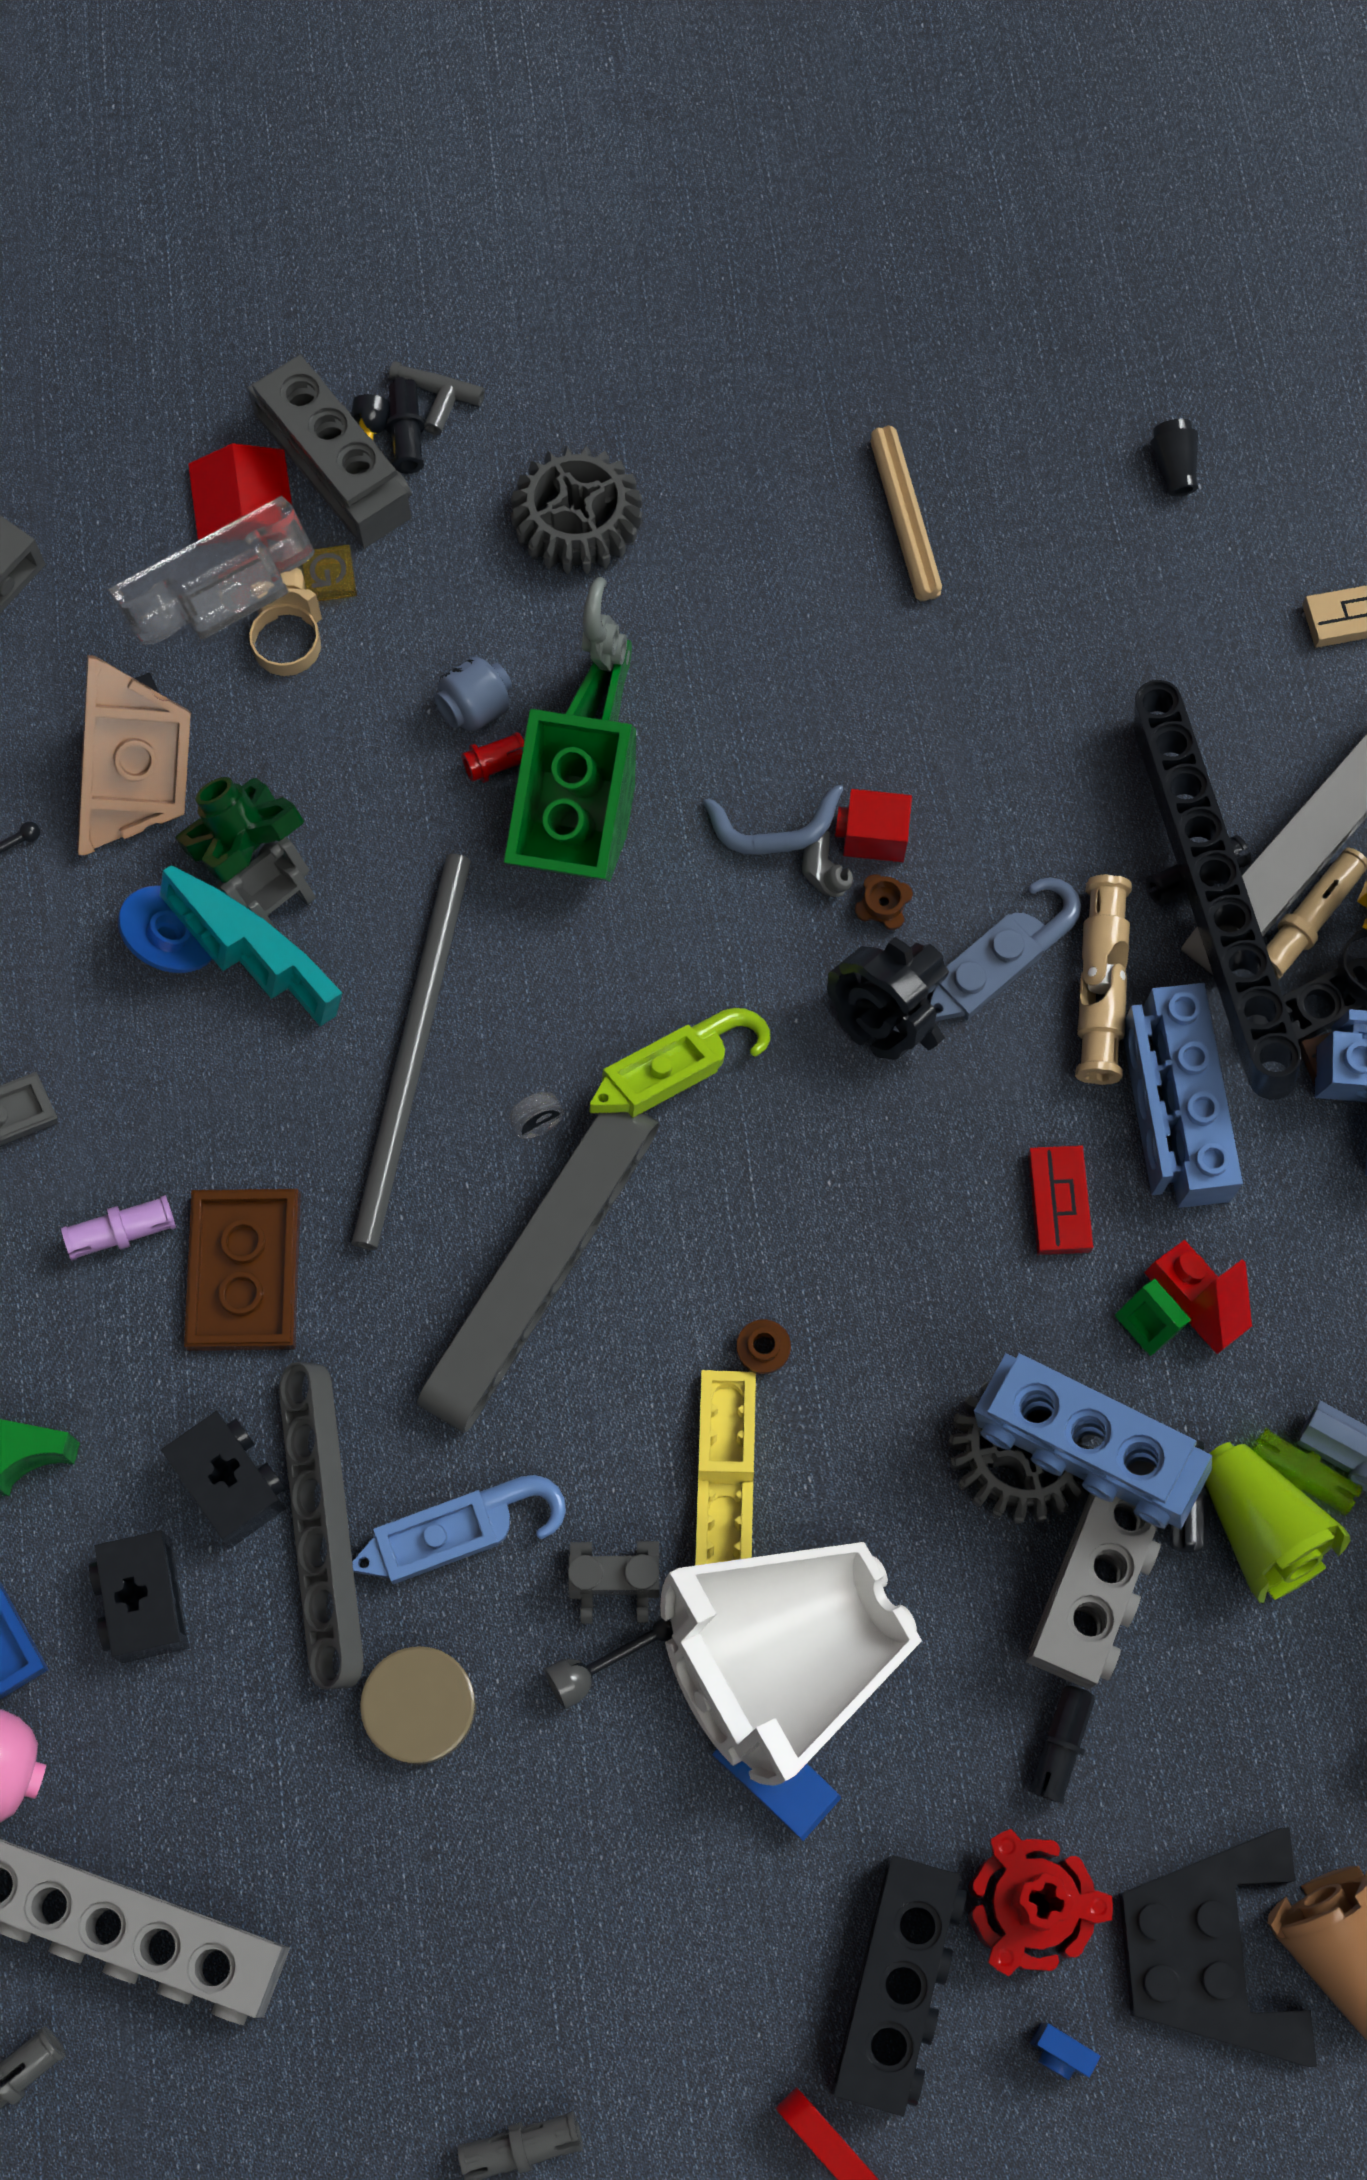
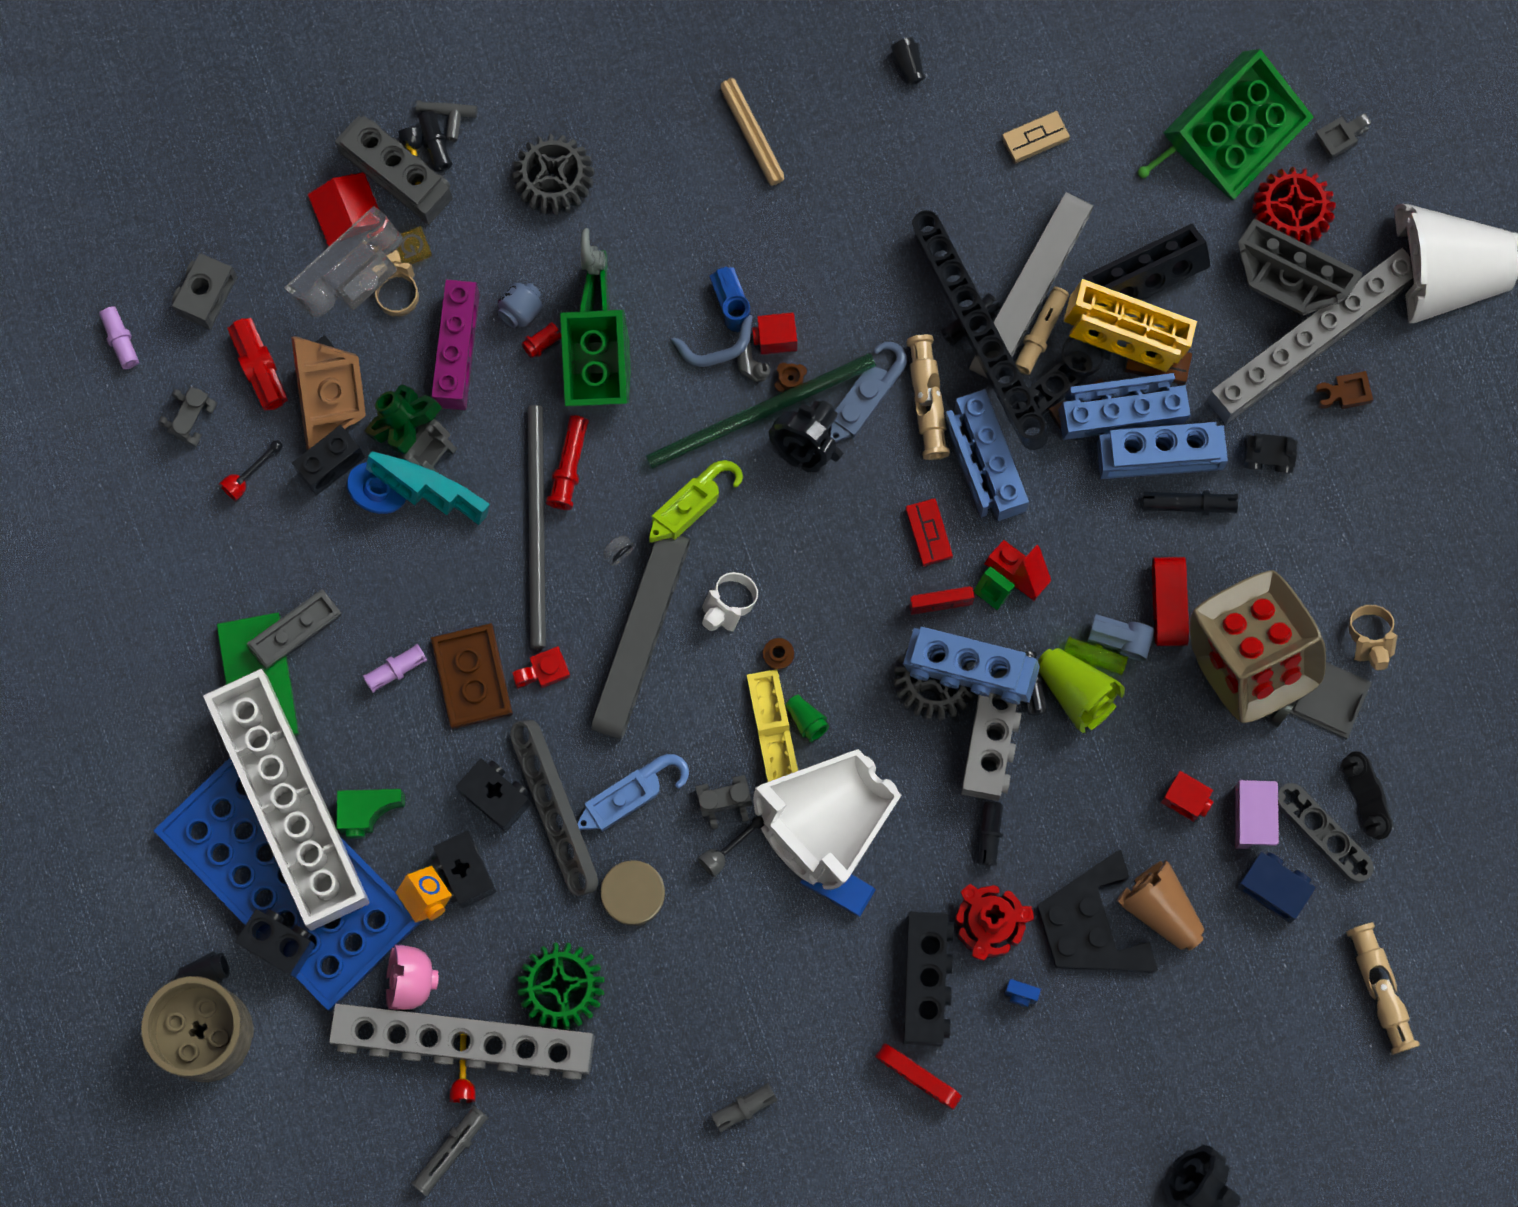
camera: 10 degrees left, 5 degrees up
(35, 698) = (257, 364): none -> red piece
(35, 1989) = (462, 1087): none -> red hinge
(58, 1625) = (424, 894): none -> light orange brick
(102, 868) = (328, 460): none -> black brick
(248, 1871) = (575, 984): none -> green gear
(355, 733) = (456, 344): none -> magenta brick
(371, 1285) = (546, 667): none -> red plate
(480, 977) = (565, 476): none -> red pin
(680, 1258) = (720, 614): none -> white piece
(788, 1470) = (808, 720): none -> green cone
(813, 753) = (730, 297): none -> blue piece
(823, 942) = (761, 410): none -> clear green piece
(1059, 1318) = (941, 600): none -> red tile

